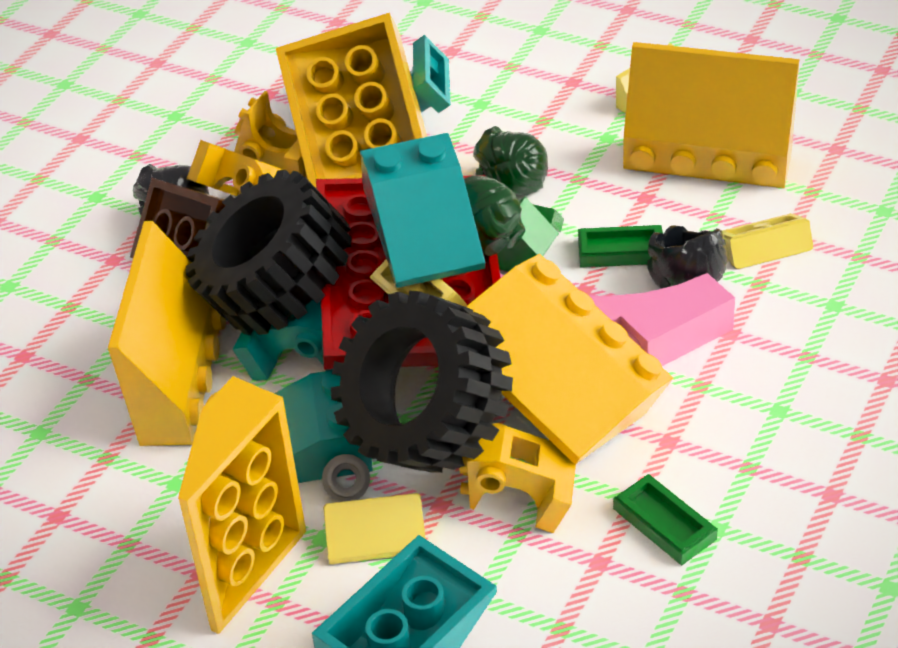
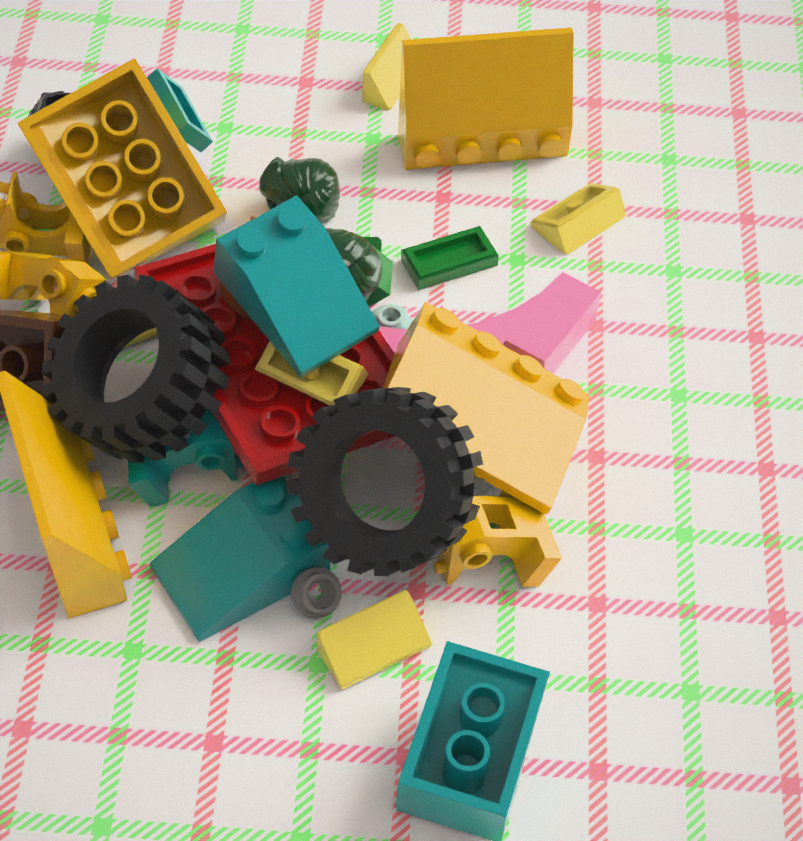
camera: 30 degrees left, 10 degrees up
(239, 496) = (257, 650): yellow slope -> none
(665, 519) = (637, 540): green tile -> none
(686, 255) = (539, 260): black hair -> none

